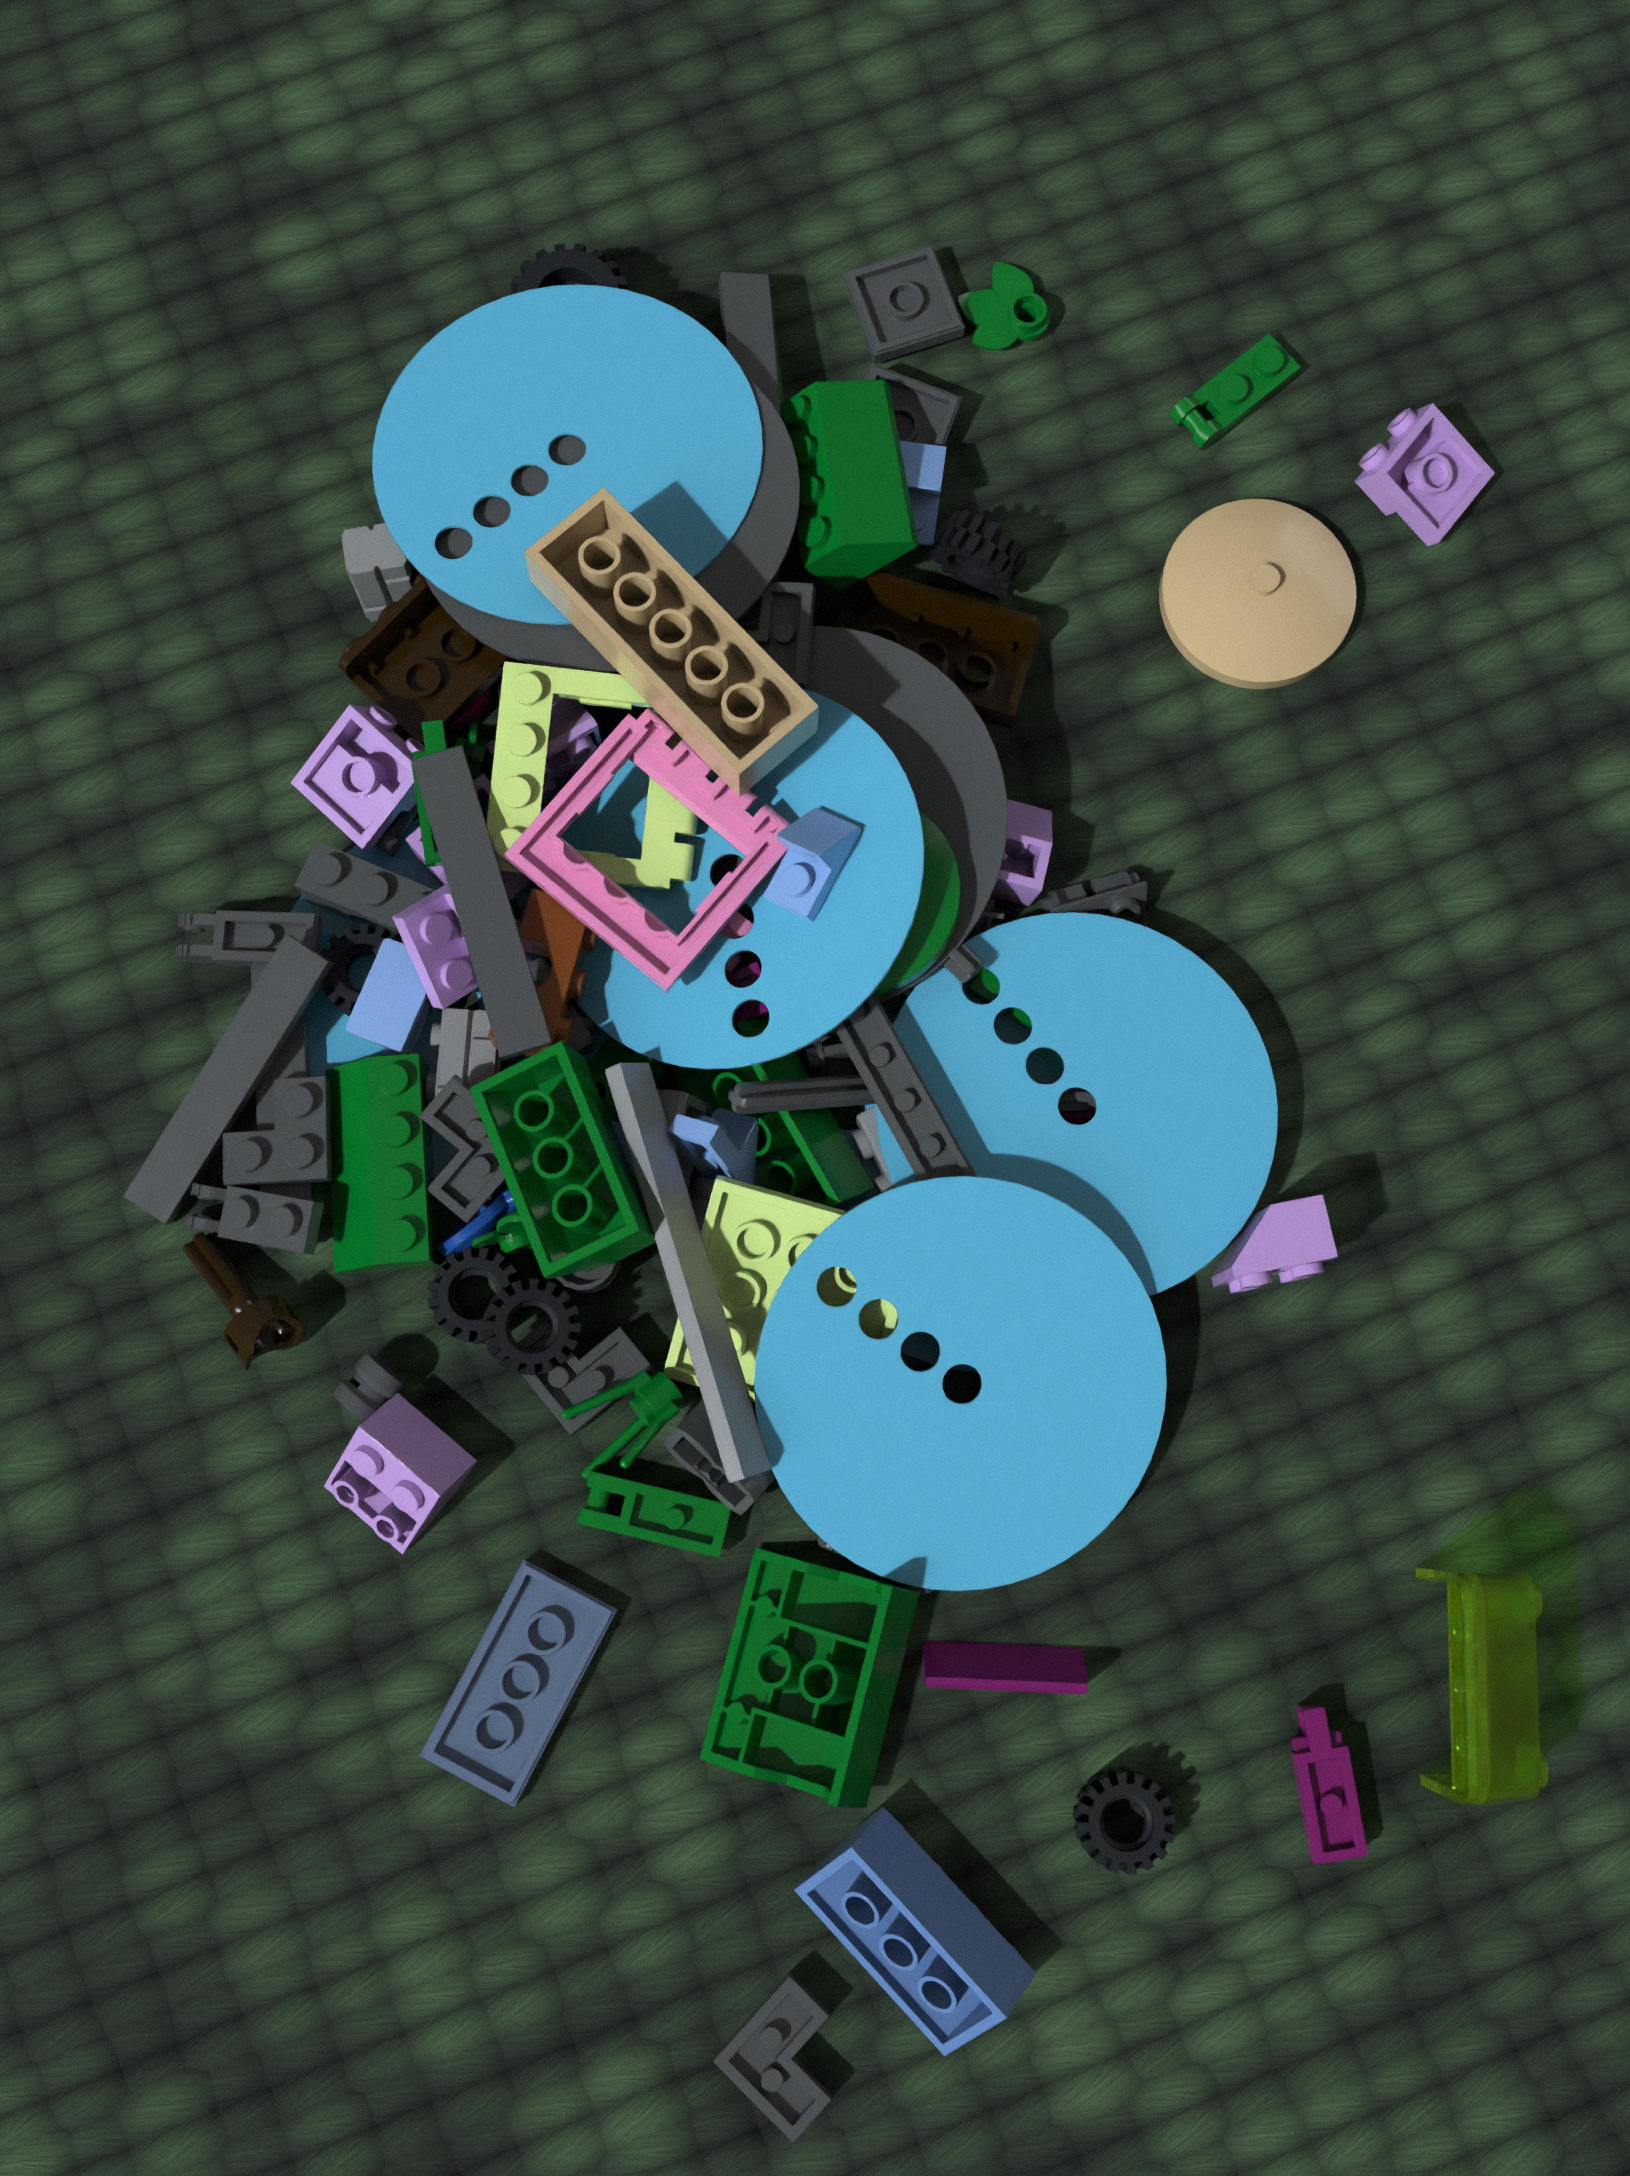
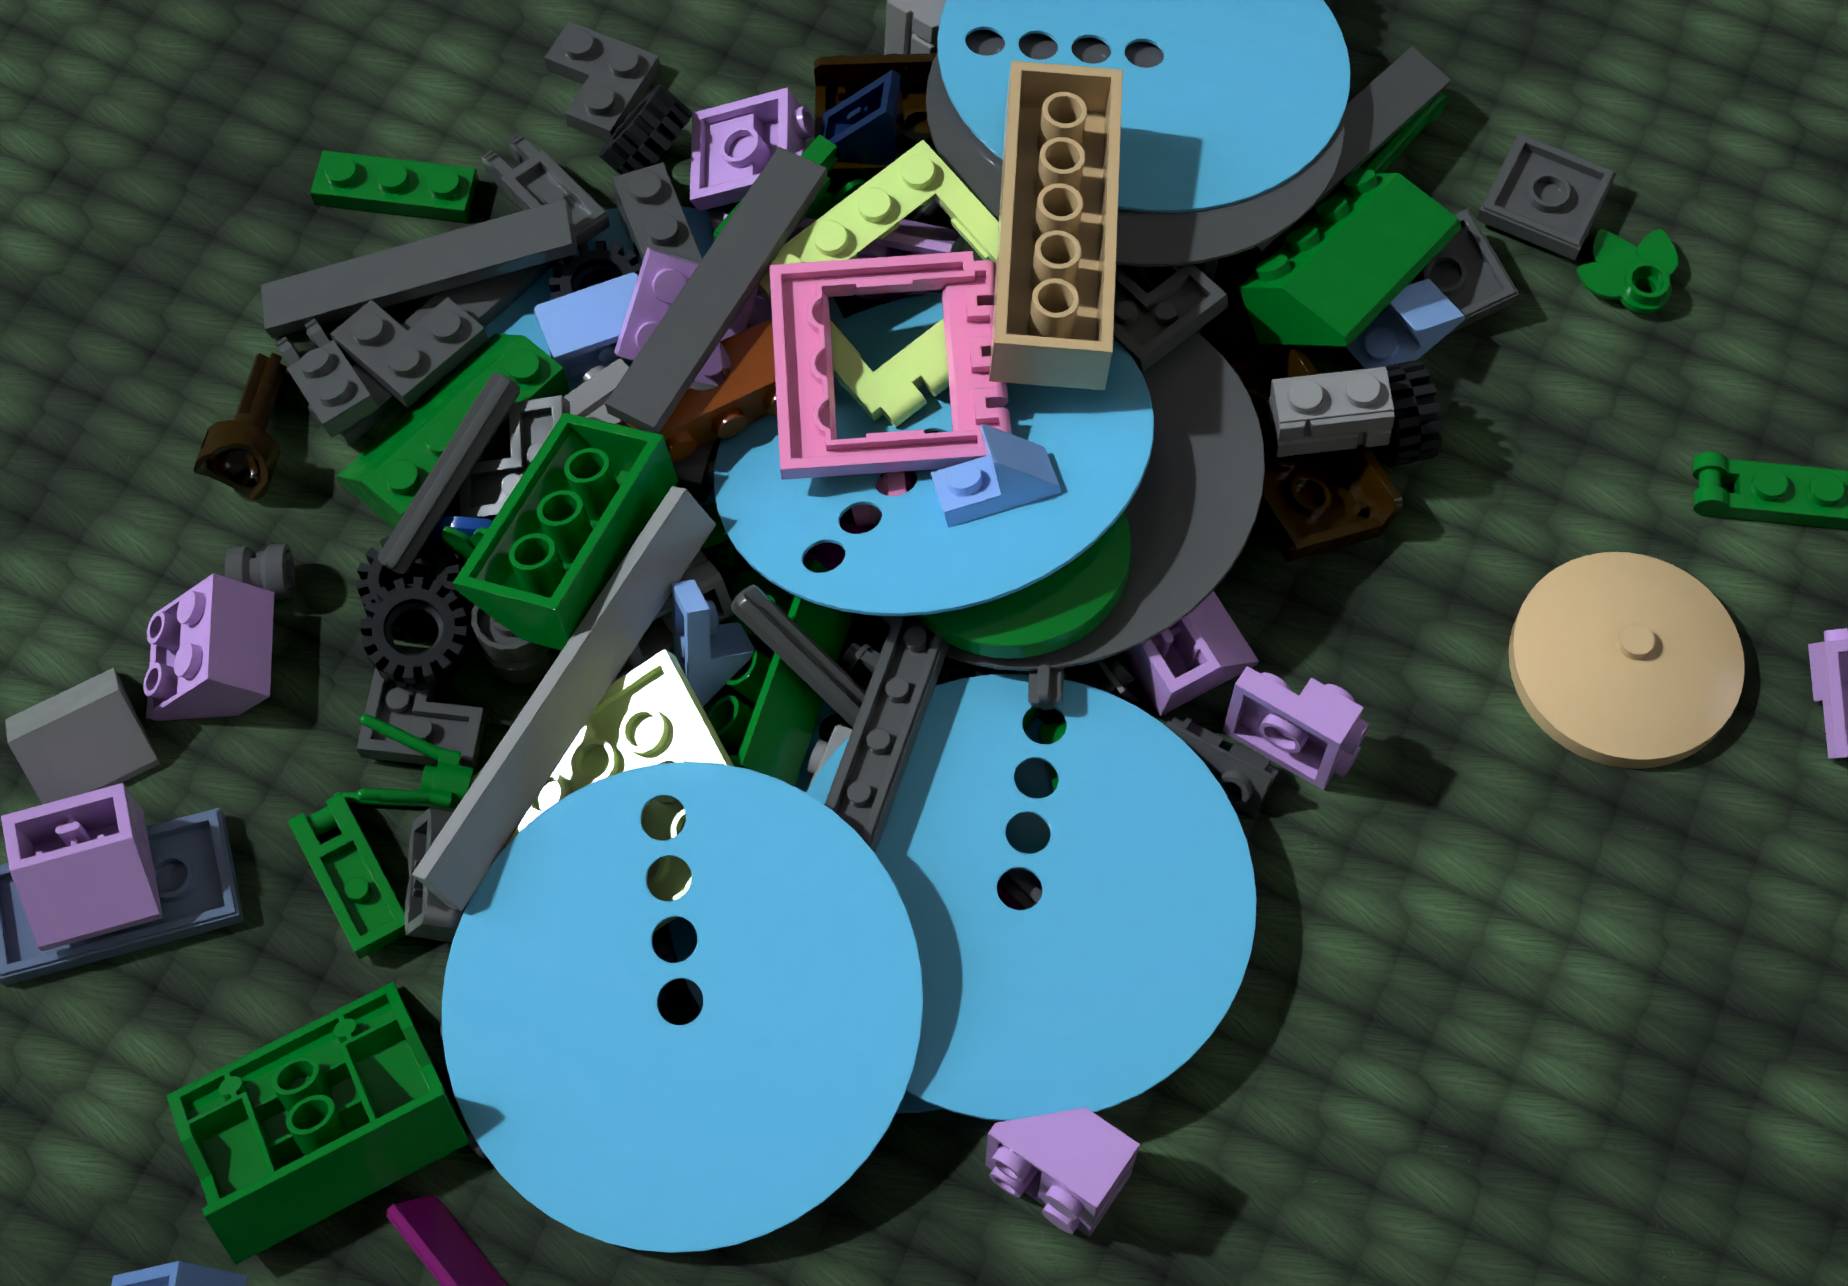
camera: 50 degrees right, 15 degrees down
(127, 1033) = (395, 186): none -> green plate
(182, 800) = (611, 76): none -> dark grey plate
(274, 828) = (646, 132): none -> black tyre
(378, 1613) = (81, 740): none -> light grey slope
(427, 682) = (868, 123): none -> dark blue slope
(433, 1202) = (449, 474): none -> dark grey axle
(498, 1690) = (82, 866): none -> lavender slope
(947, 601) = (1331, 411): none -> light grey brick
(1140, 833) = (1303, 732): none -> lavender plate

